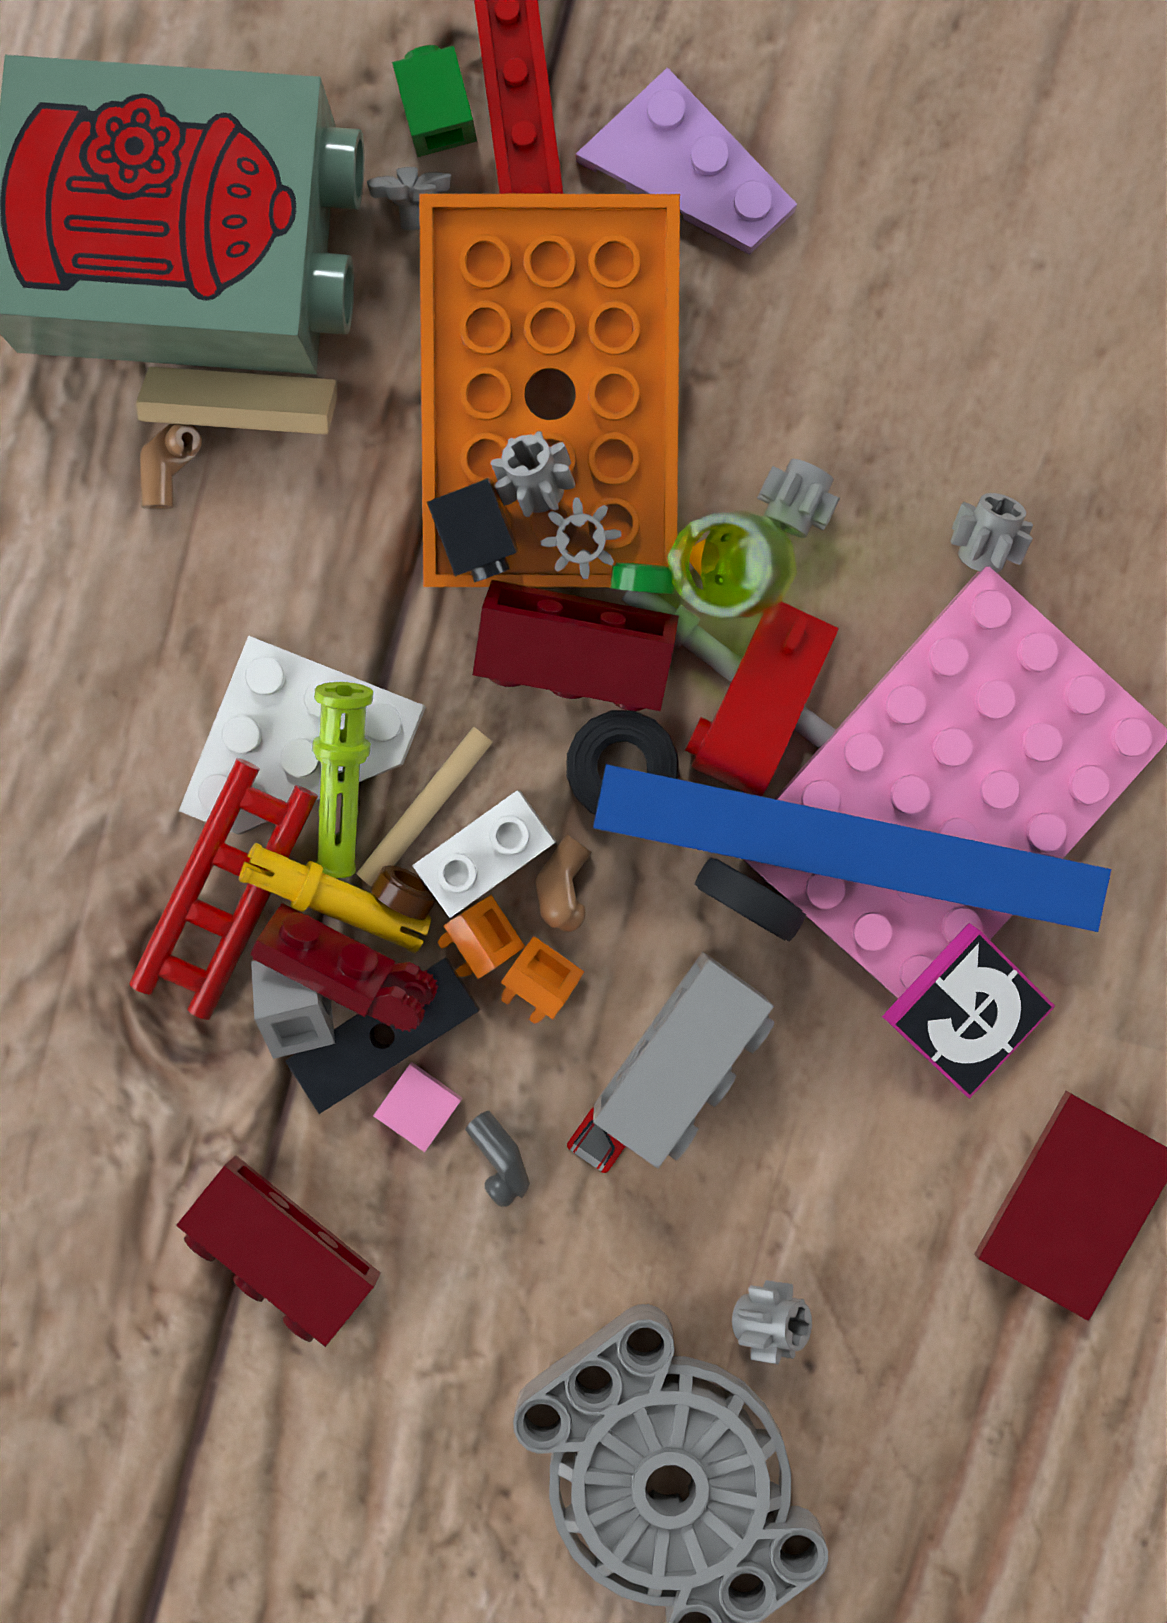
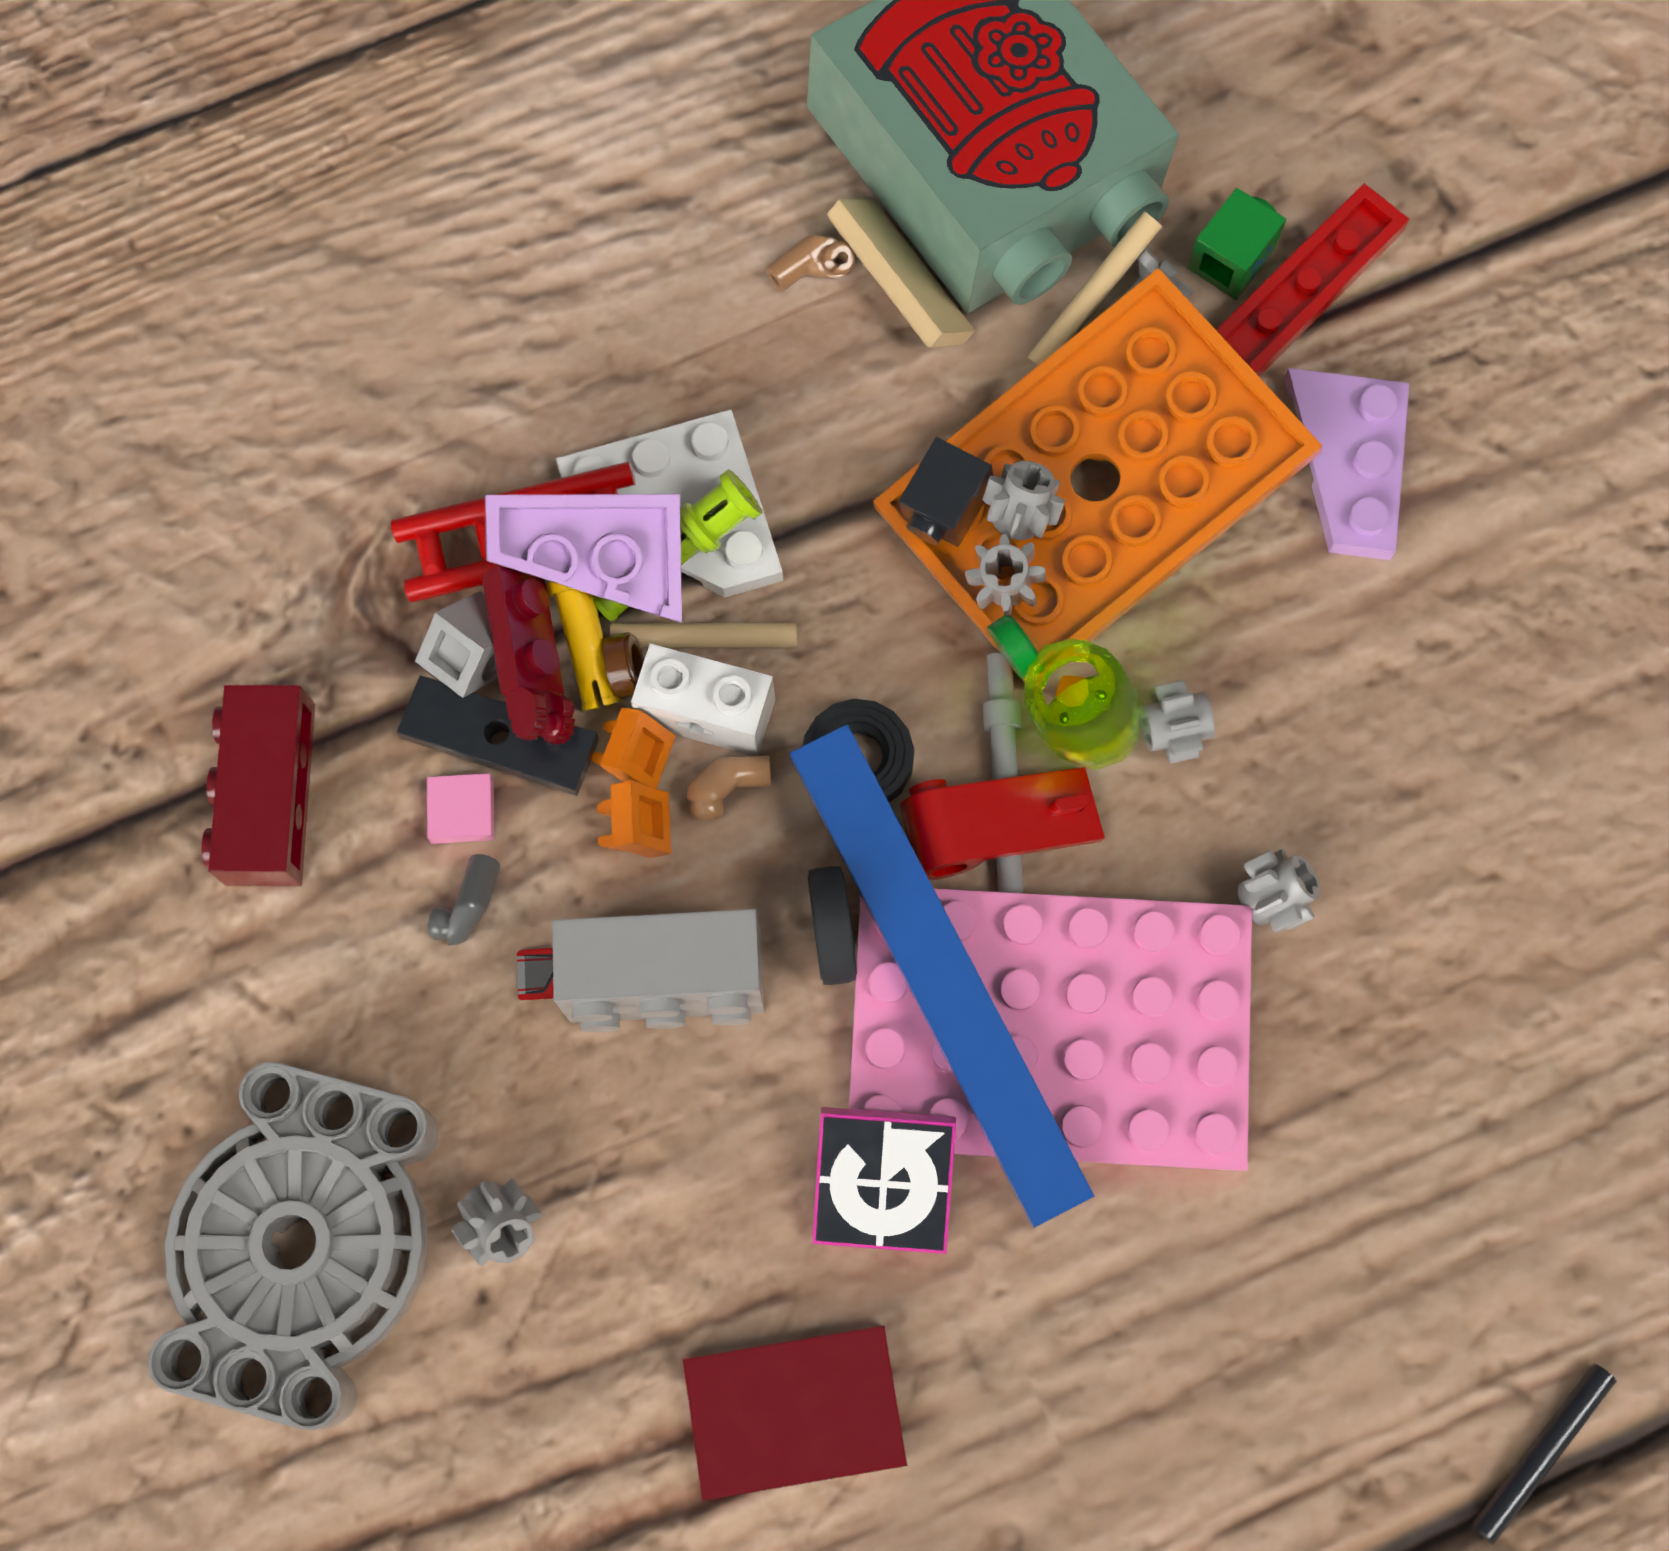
camera: 50 degrees right, 15 degrees down
(294, 849) = (593, 543): none -> lavender wing
(387, 256) = (1097, 287): none -> tan bar
(574, 646) = (920, 642): dark red brick -> none

